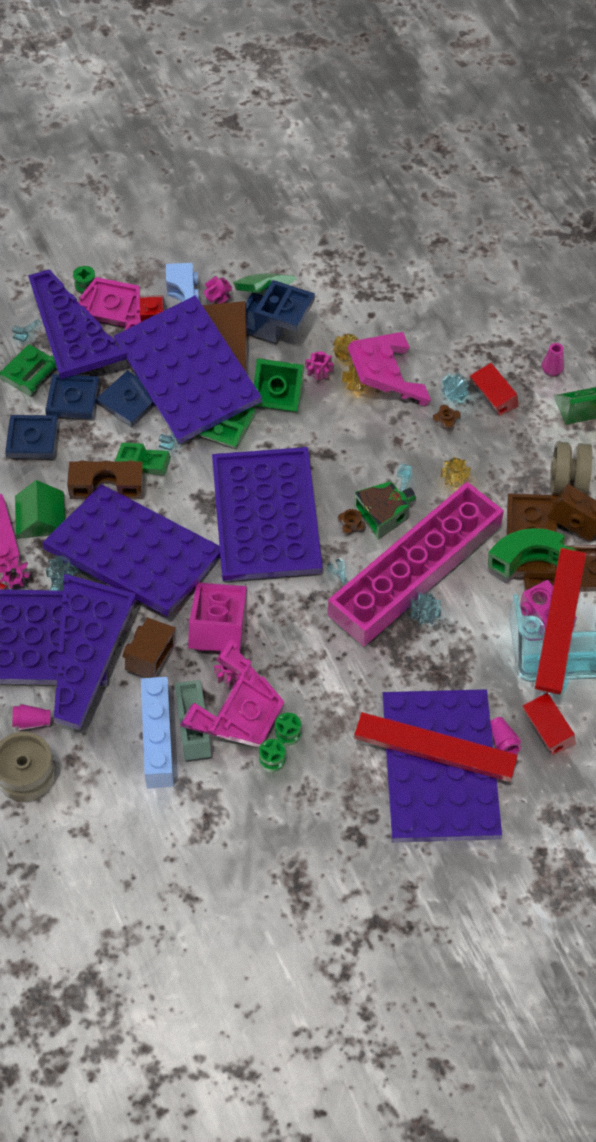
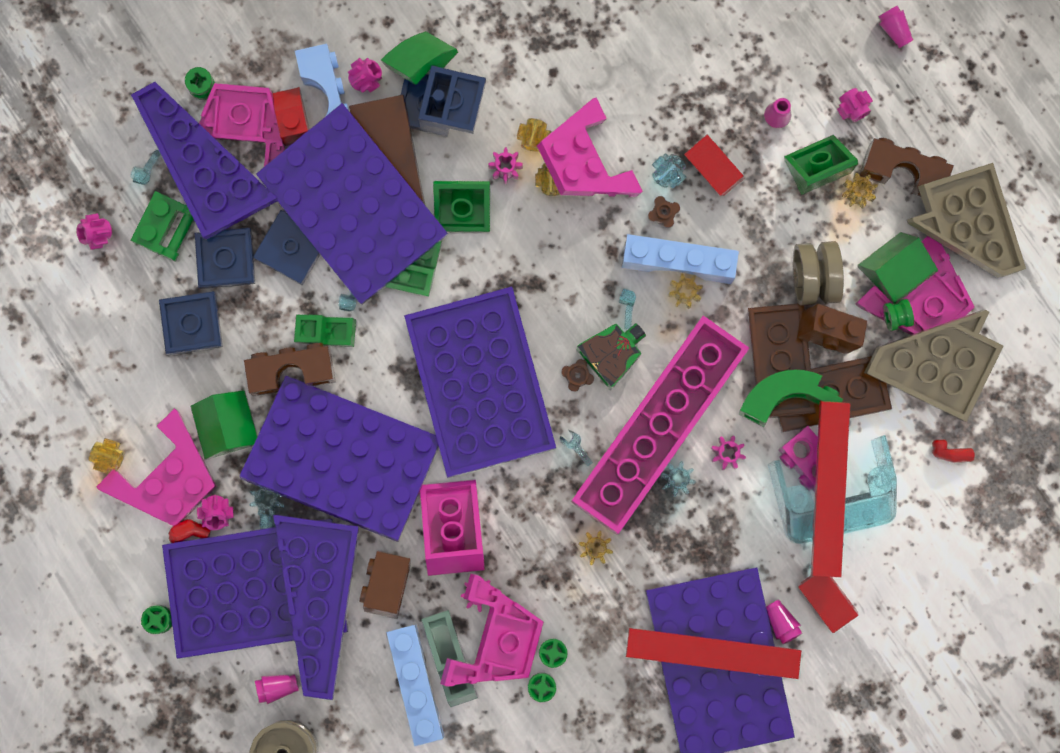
camera: 10 degrees left, 25 degrees up
(342, 650) = (599, 555): none -> clear yellow gear
(474, 595) = (729, 444): none -> dark pink gear
(480, 453) = (665, 255): none -> light blue arch

